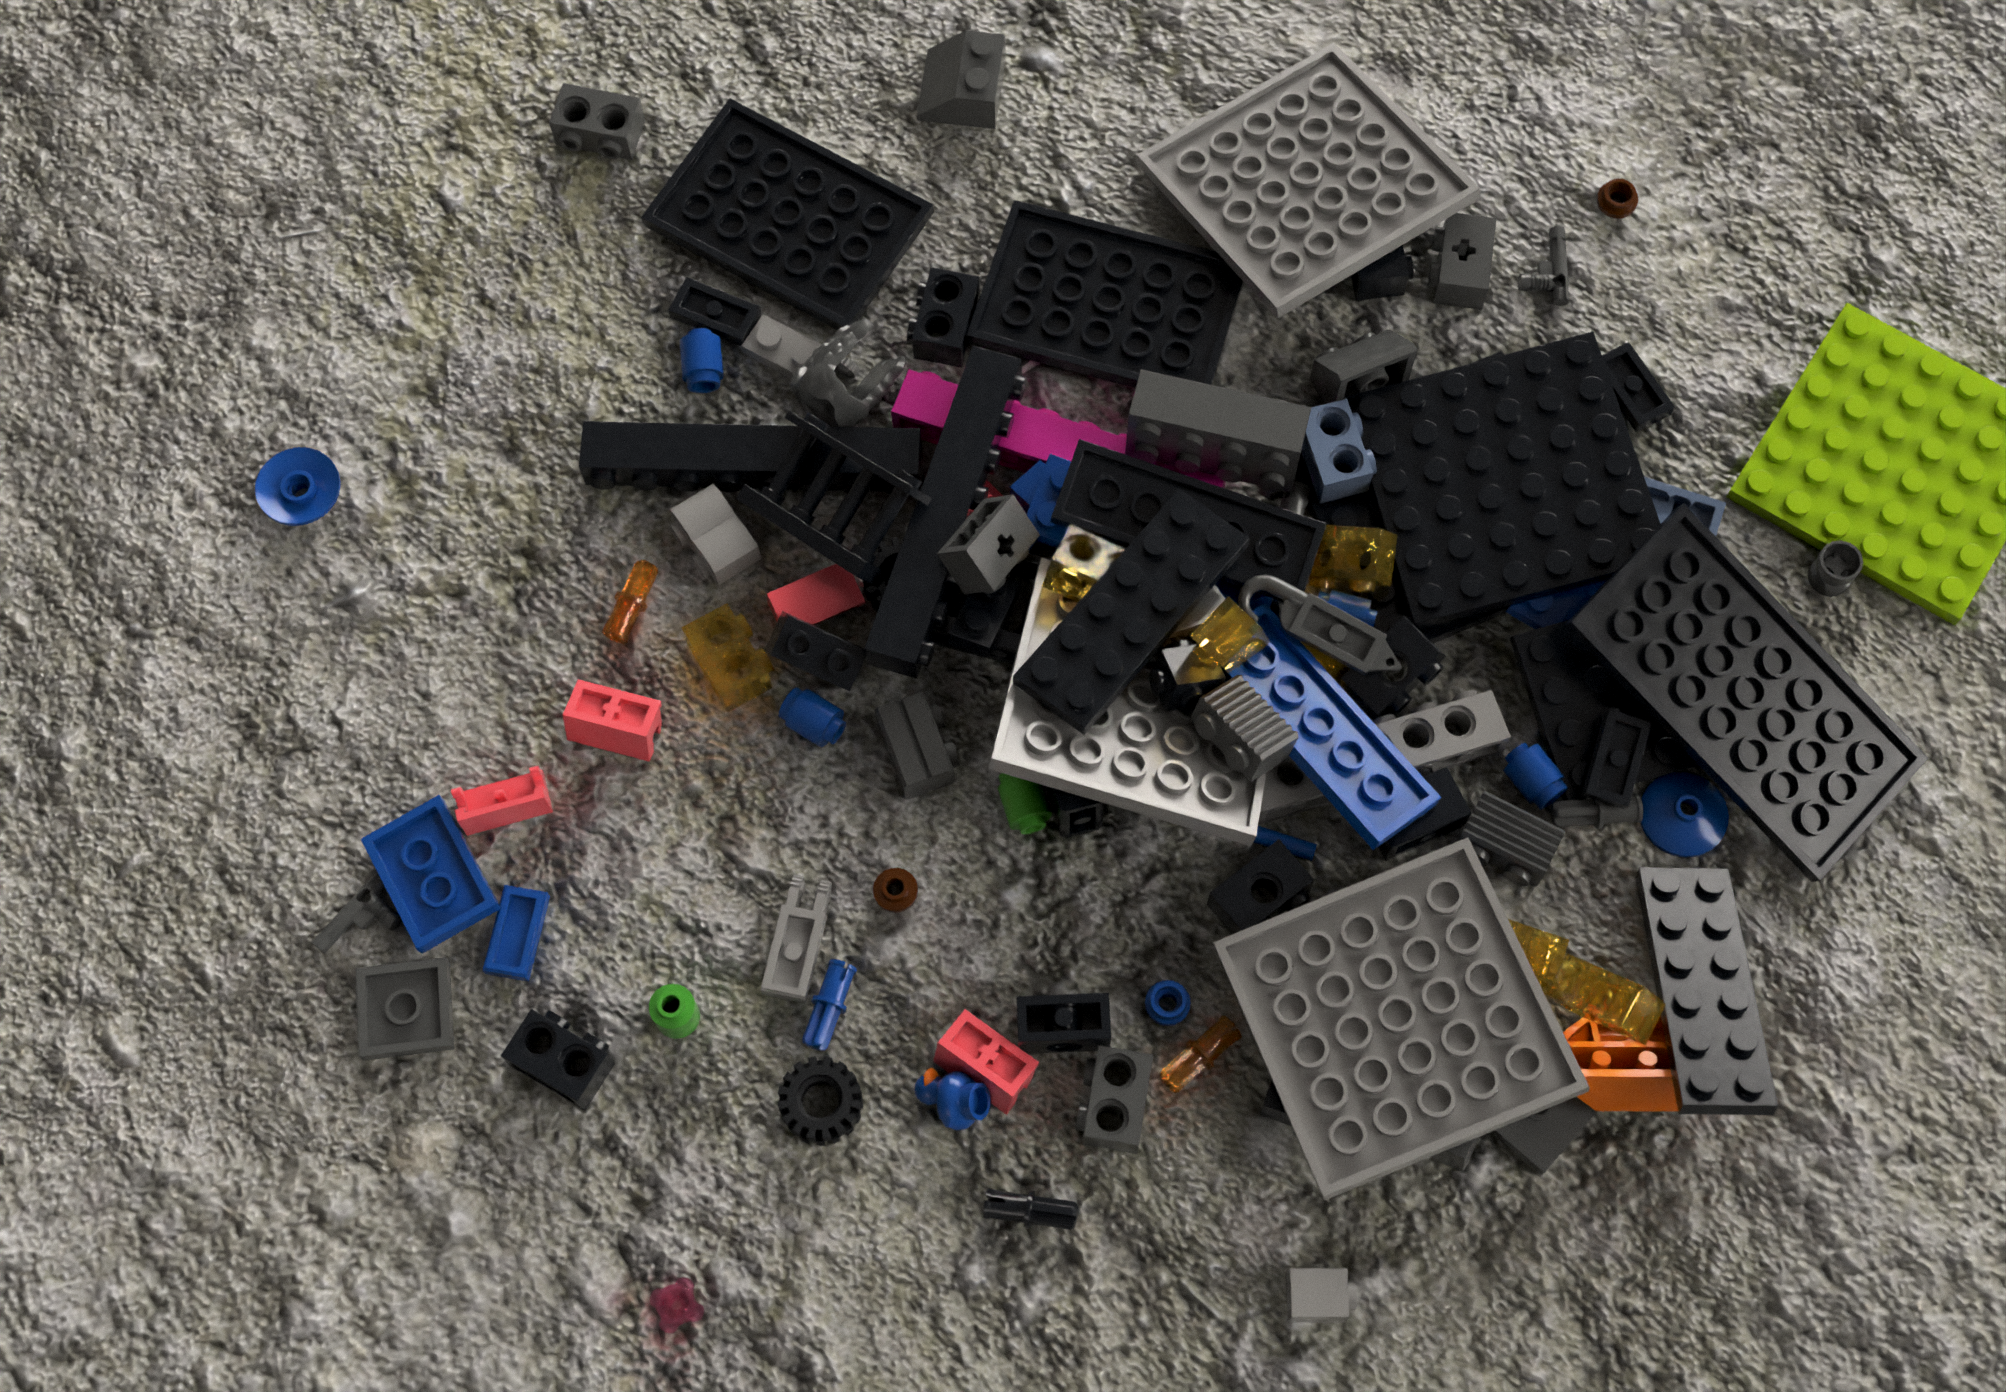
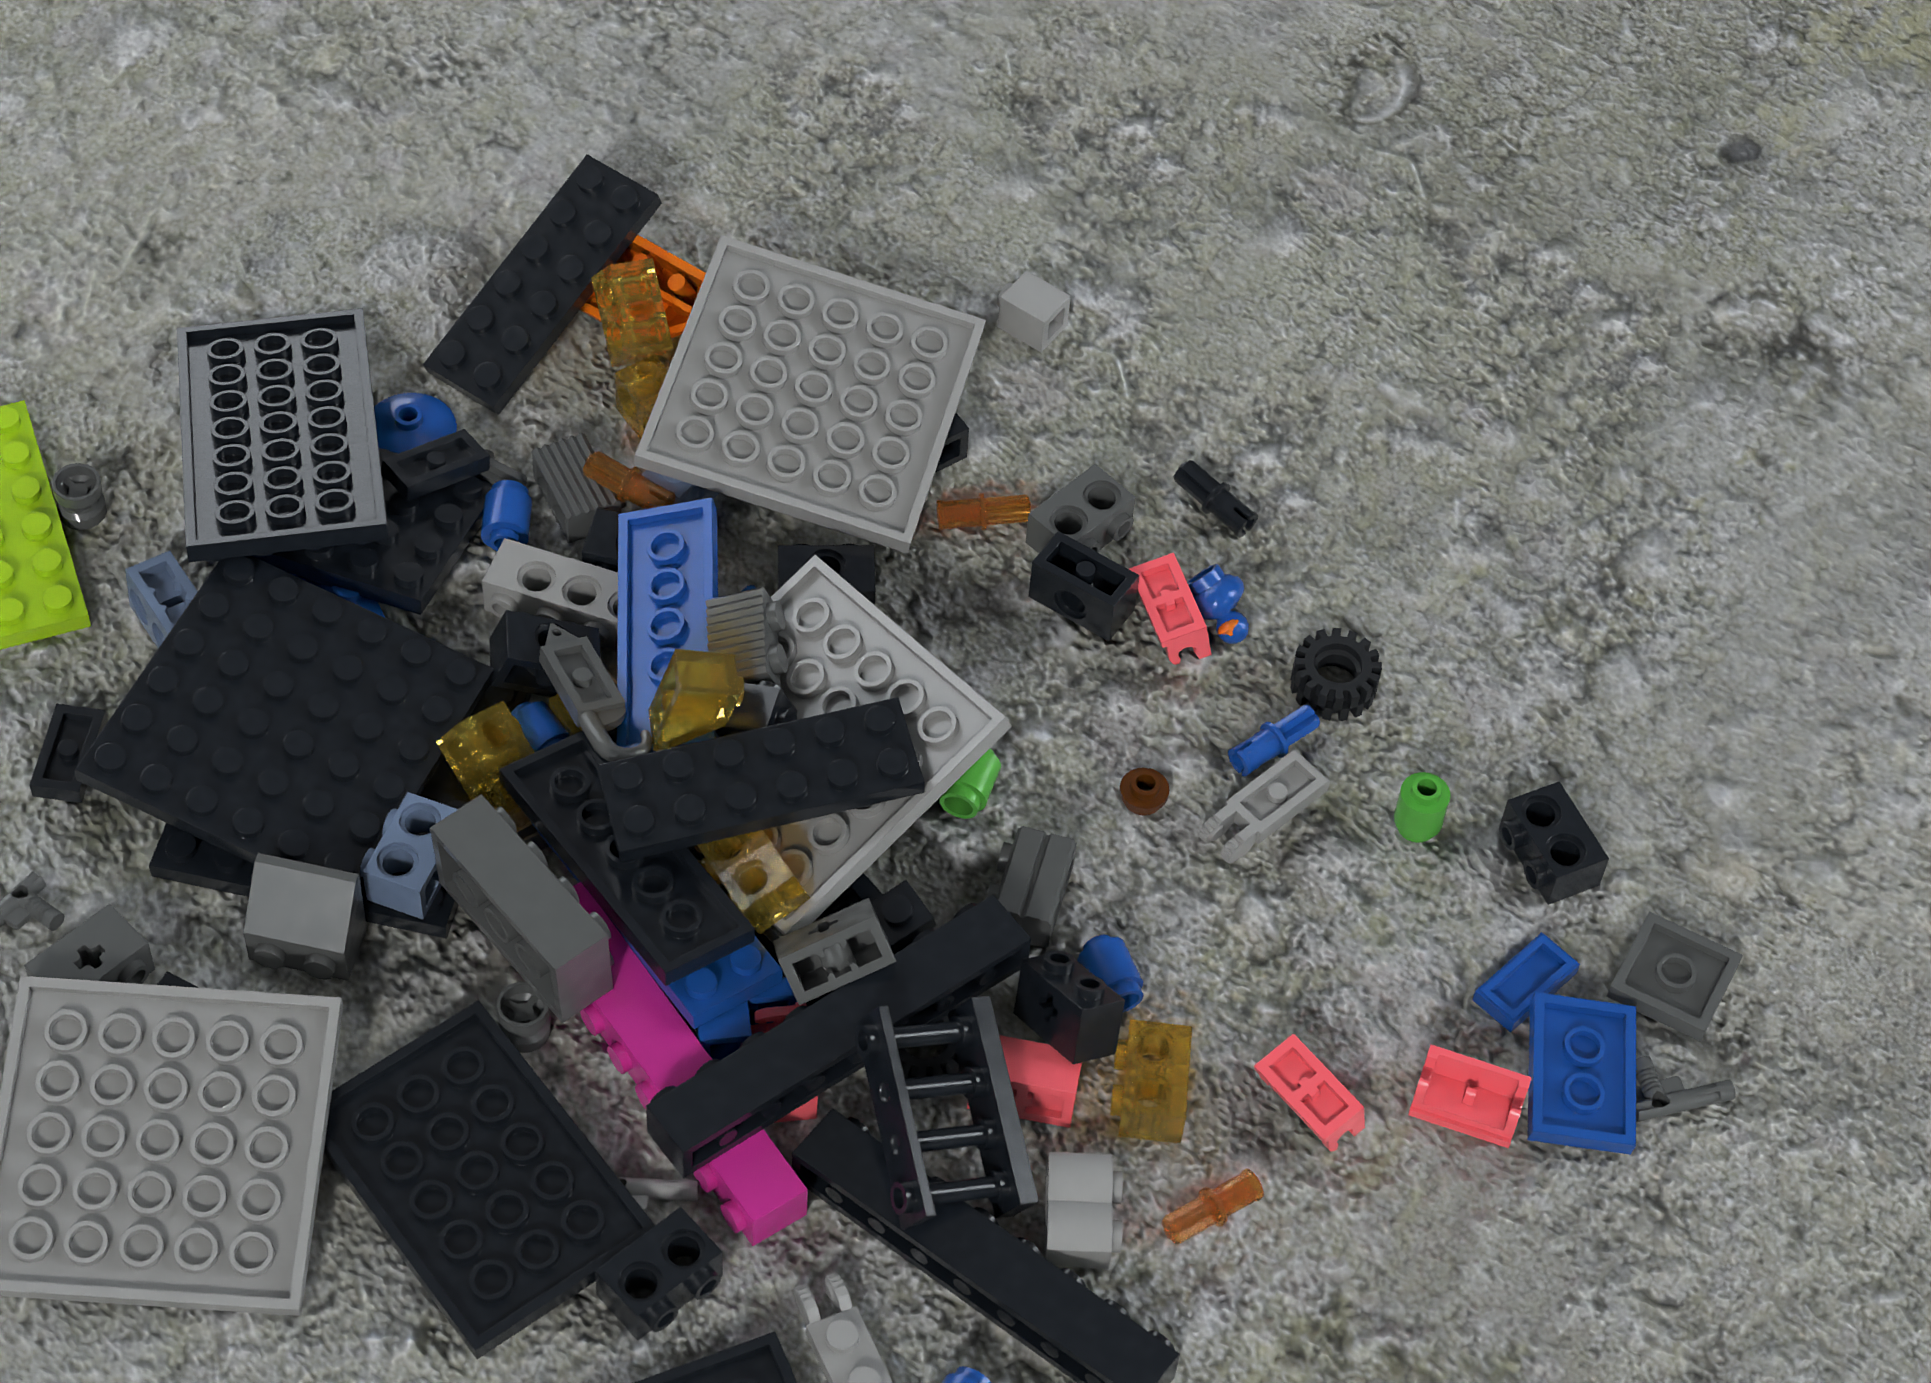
camera: 150 degrees left, 15 degrees down
(663, 1301) = (1565, 605): clear pink plate -> none
(826, 396) = (822, 1258): dark grey piece -> none
(1169, 989) = (975, 553): blue plate -> none
(1483, 838) = (626, 482): none -> clear orange axle

